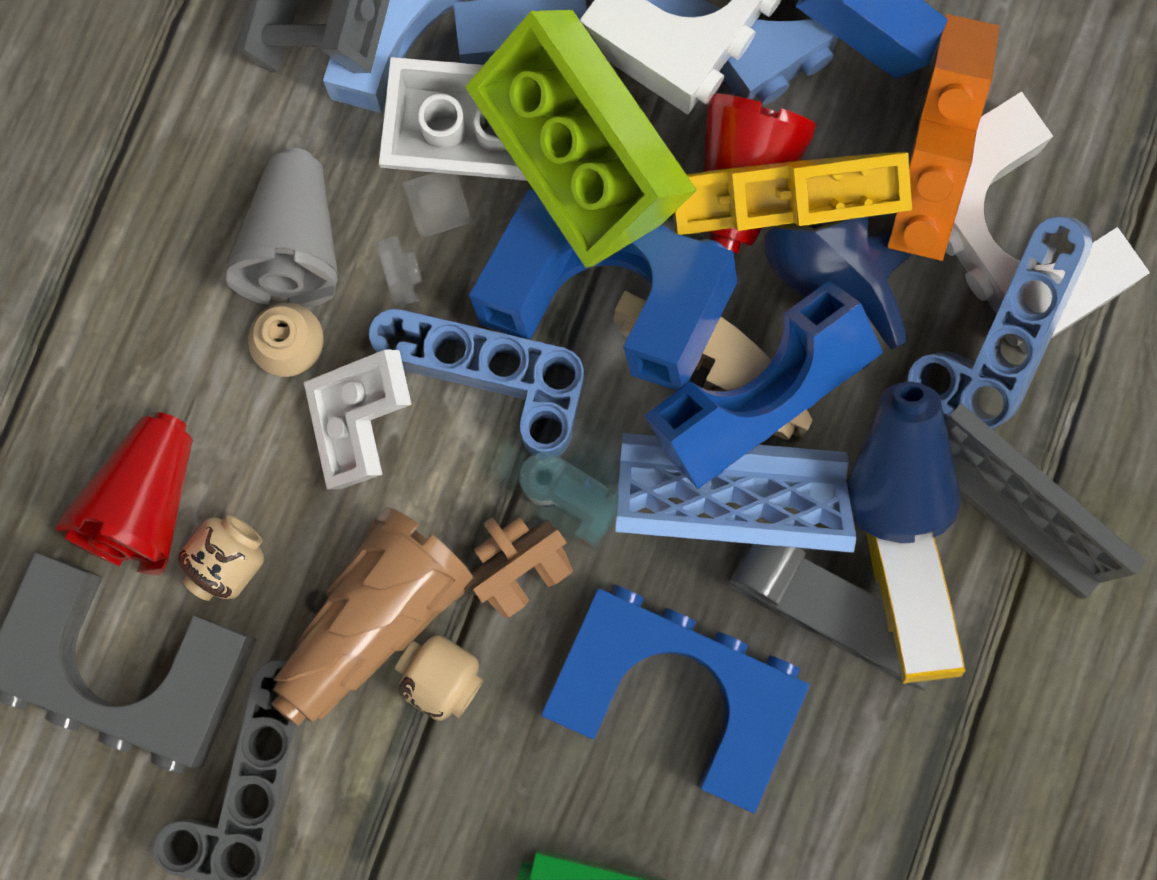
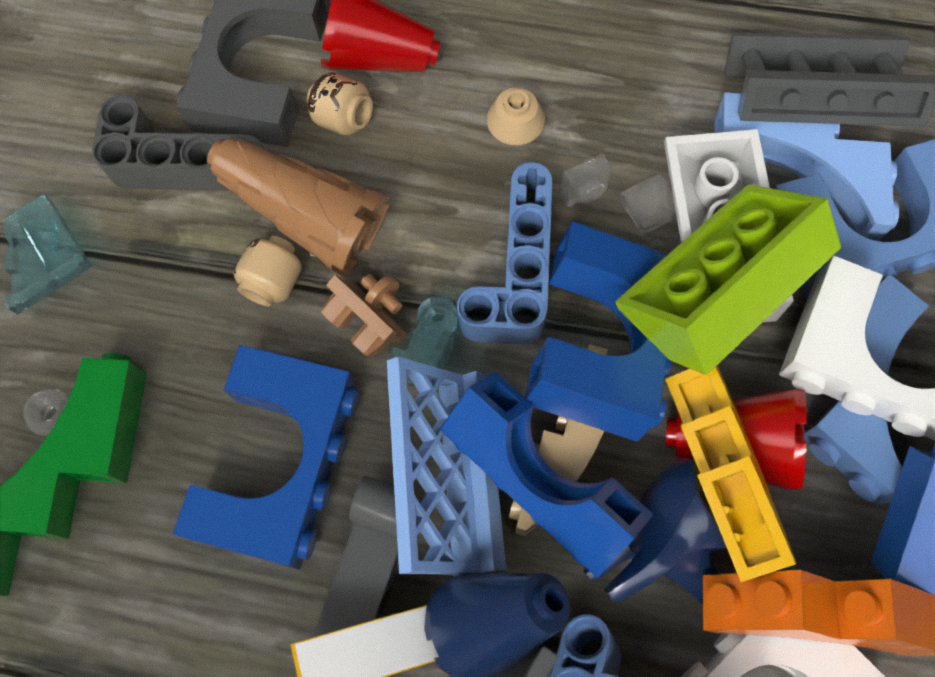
camera: 85 degrees right, 10 degrees down
(286, 236) = (595, 94): light grey cone -> none
(342, 410) = (473, 163): white plate -> none

